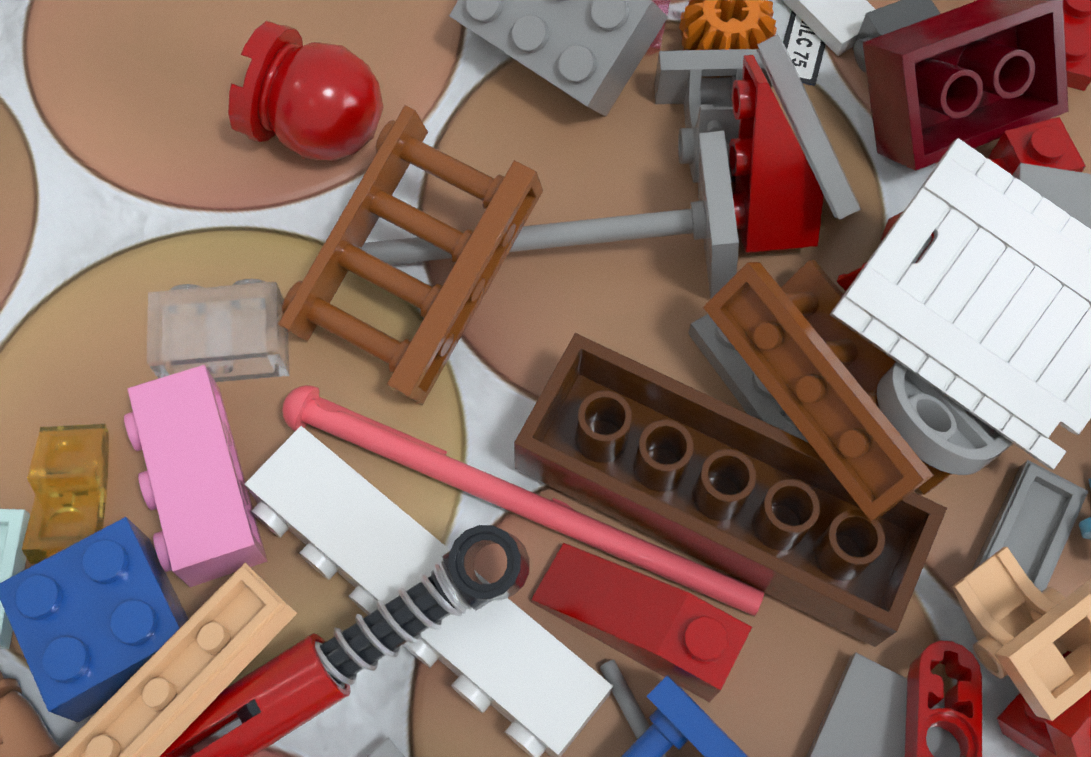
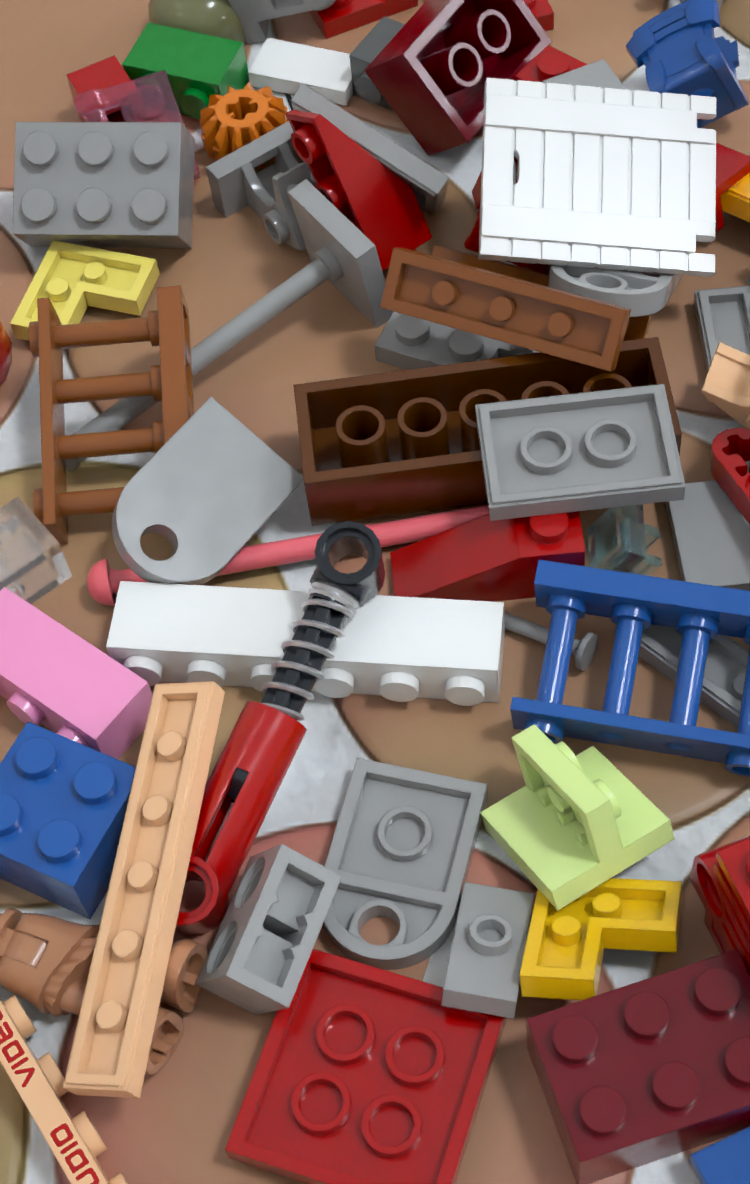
camera: 25 degrees left, 10 degrees down
(425, 391) = (204, 494): none -> light grey tile
(483, 89) = (86, 277): none -> light yellow plate
(769, 686) = (620, 541): none -> clear light blue tile
(784, 589) = (579, 452): none -> light grey tile

